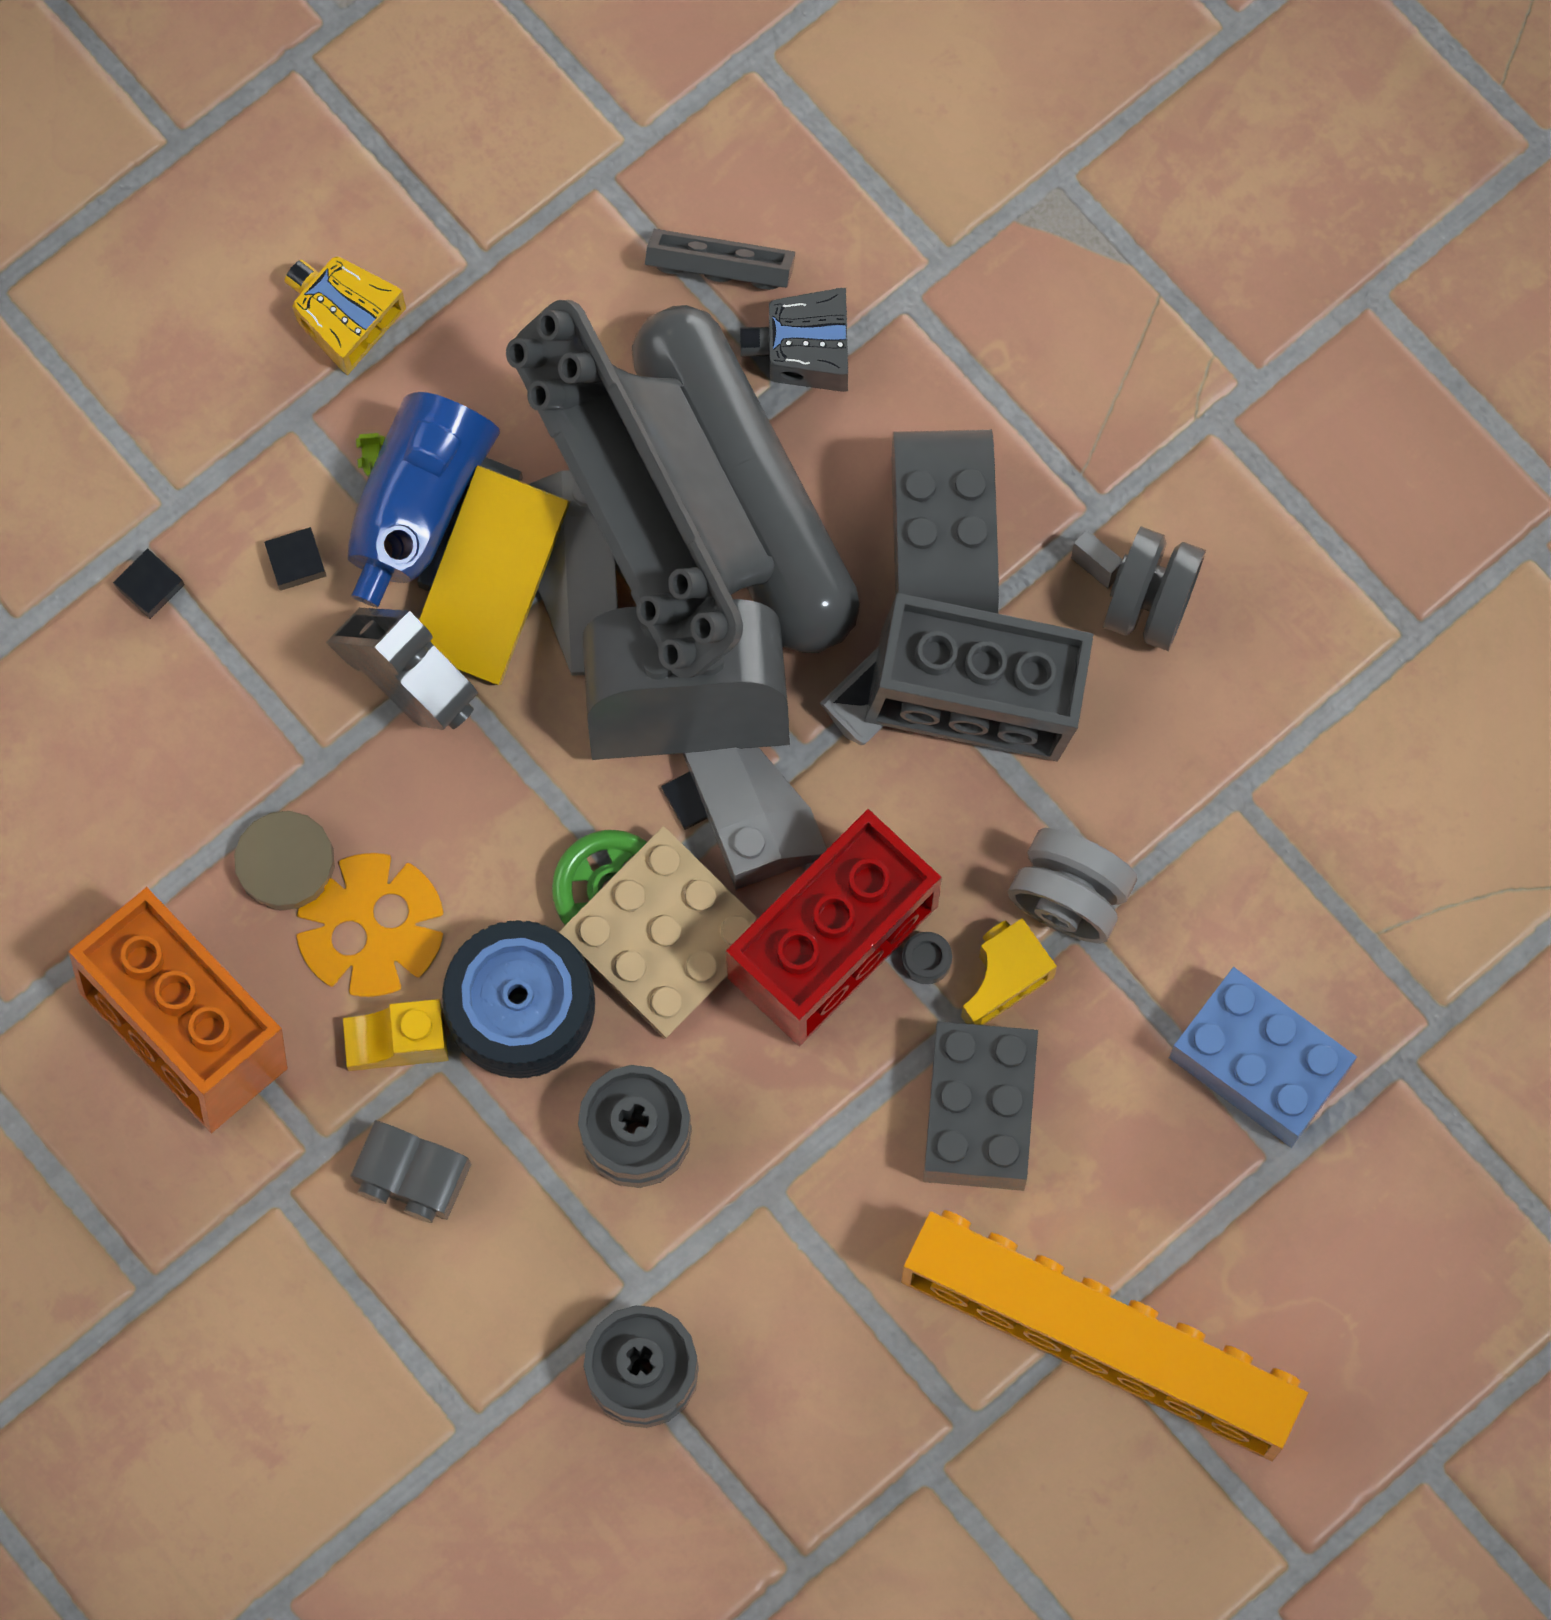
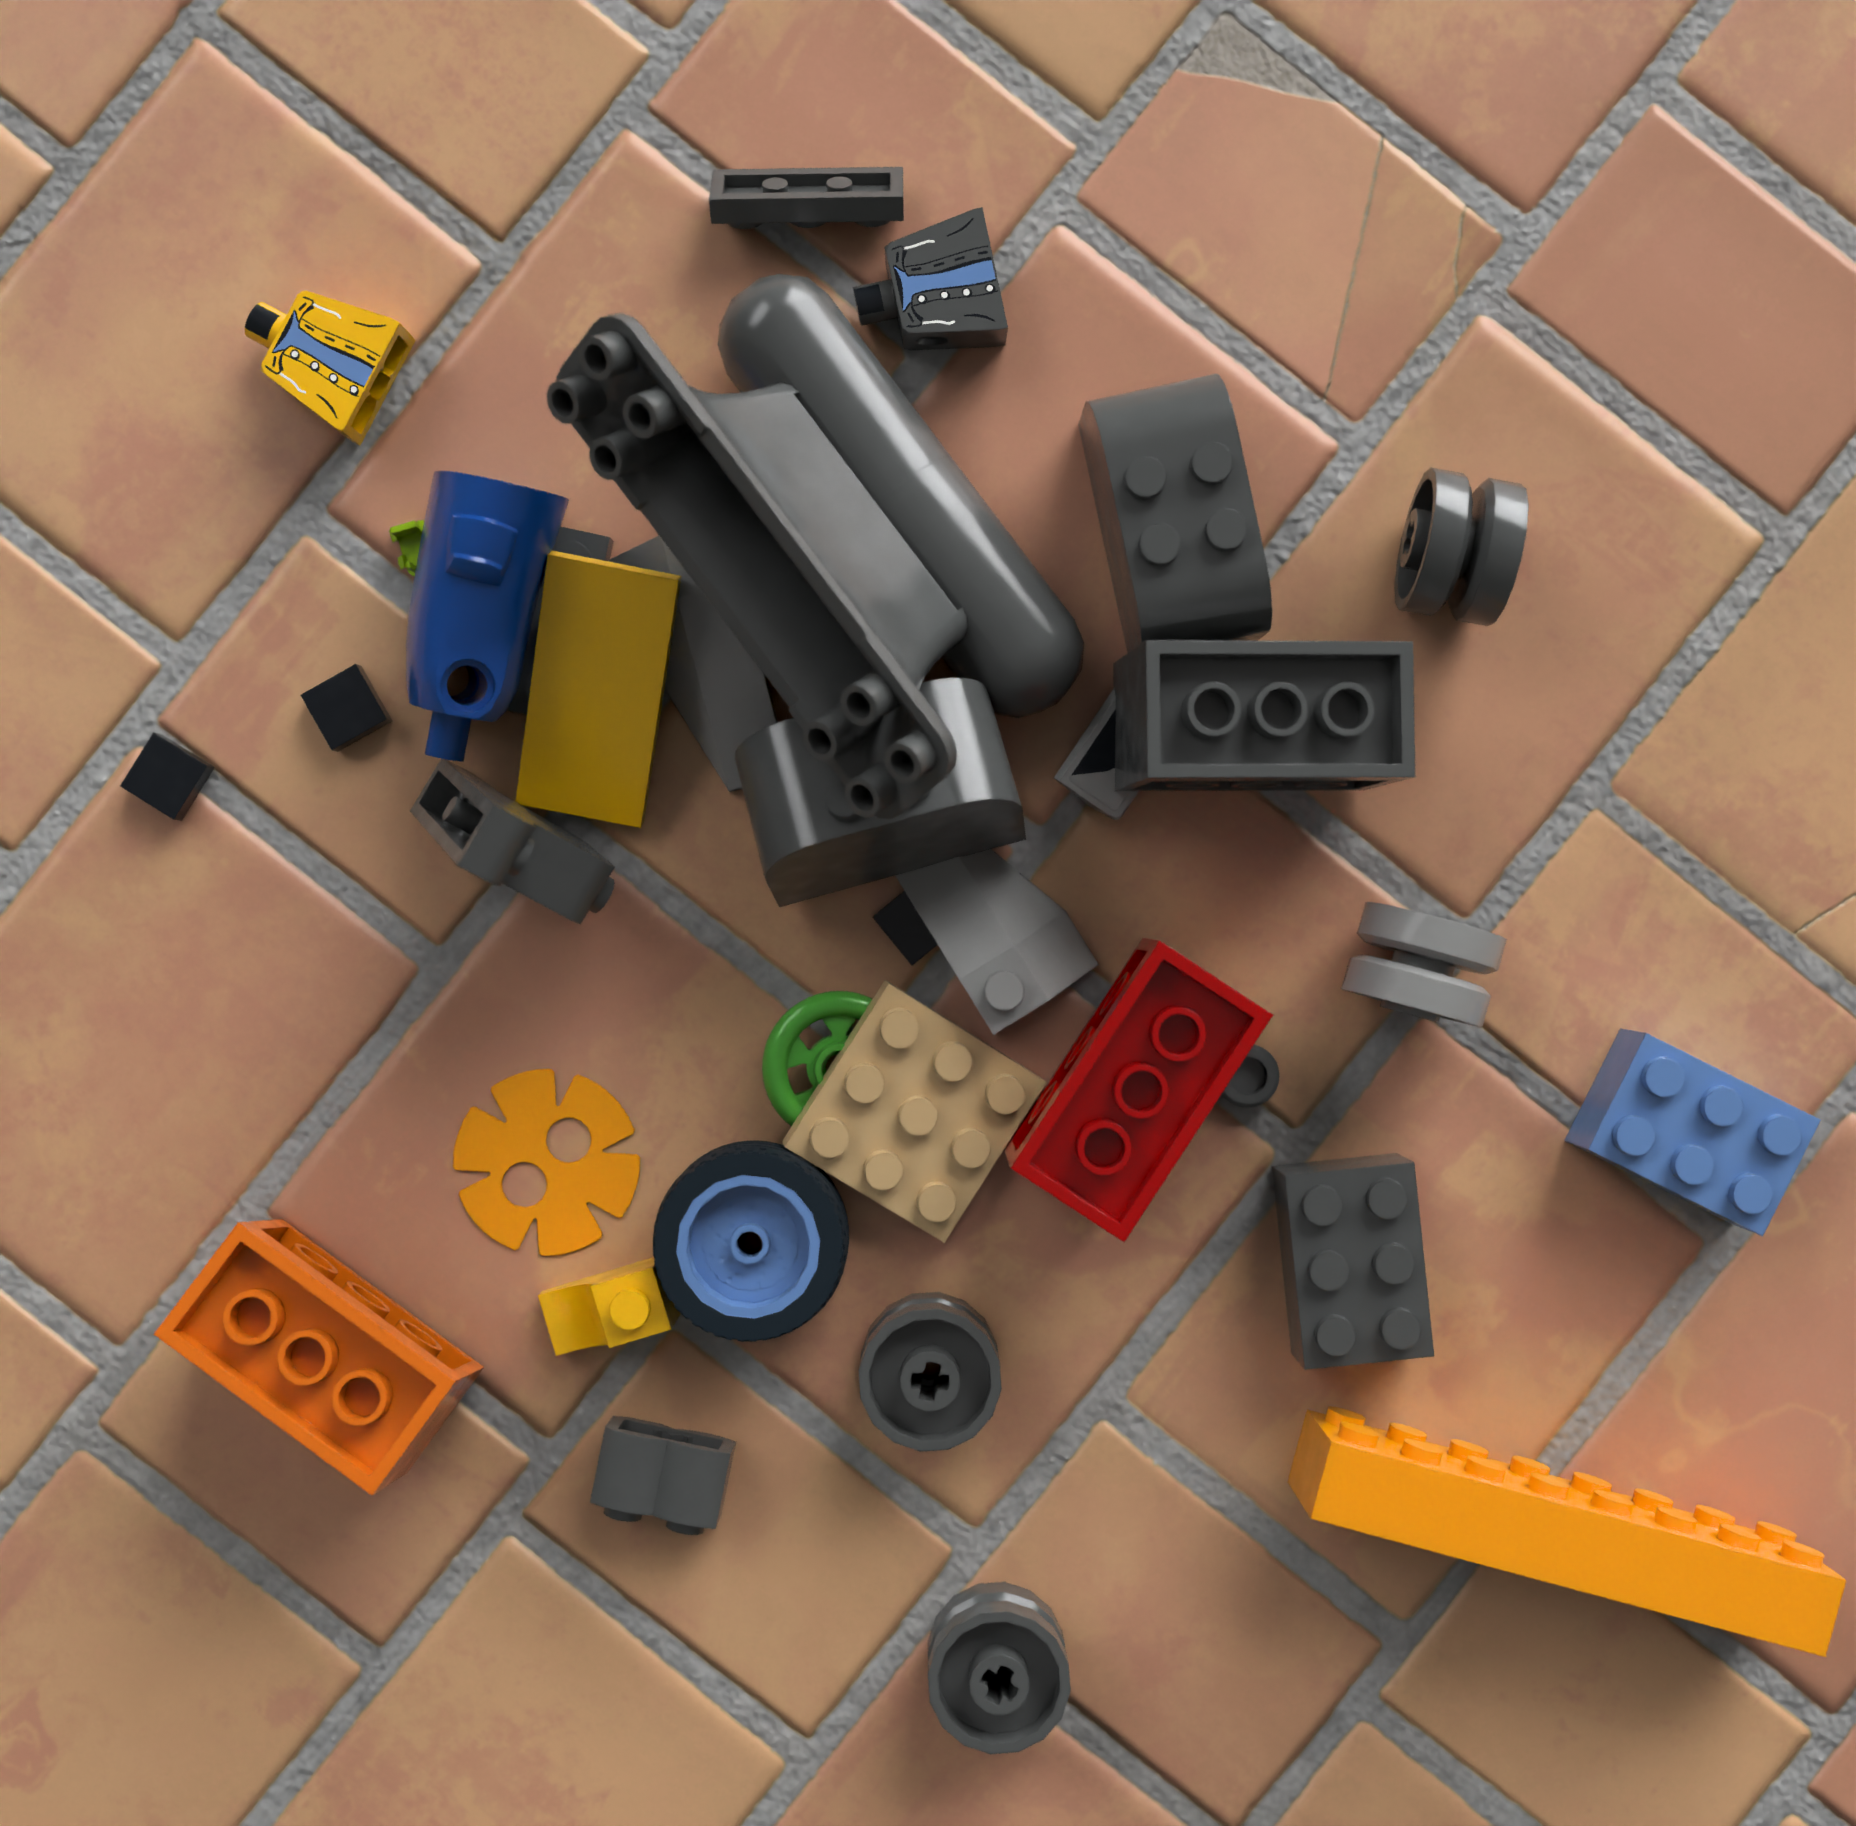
camera: 15 degrees left, 15 degrees up
(284, 860) = (420, 1106): dark tan tile -> none
(1013, 969) = (1358, 1079): yellow arch -> none
(1096, 558) = (1371, 515): light grey tile -> none

